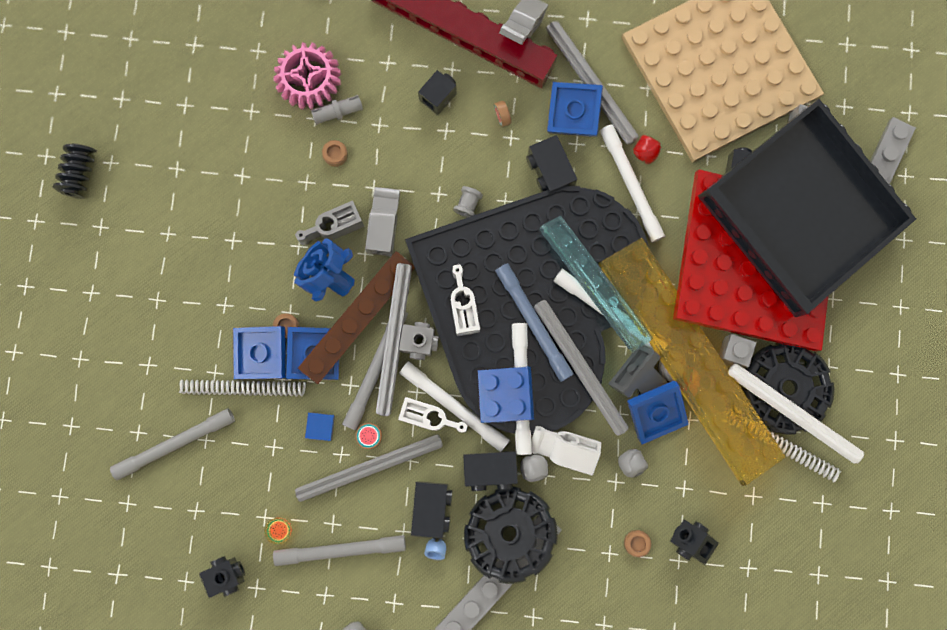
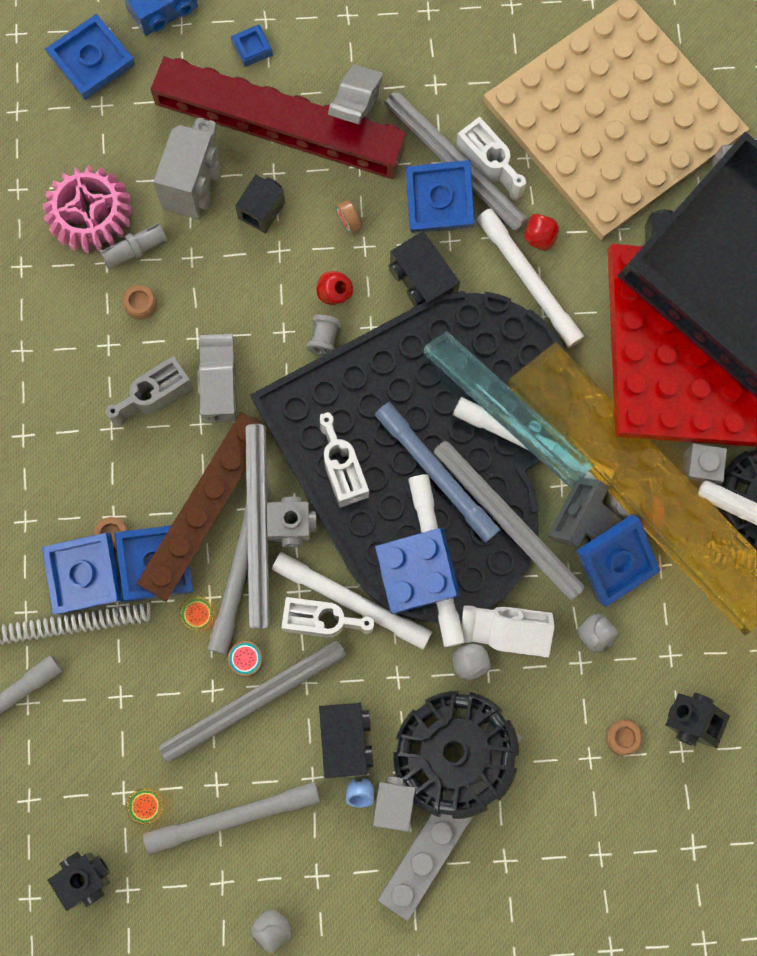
camera: 15 degrees left, 5 degrees down
(320, 426) = (178, 658): blue tile -> none
(324, 270) = (151, 450): blue piece -> none
(339, 396) = (197, 614): none -> clear yellow tile
(387, 57) = (188, 169): none -> light grey hinge
(458, 563) = (394, 804): none -> light grey brick
(482, 167) = (334, 288): none -> red piece
(490, 469) = (414, 673): black brick -> none
(613, 73) = (490, 156): none -> white piece

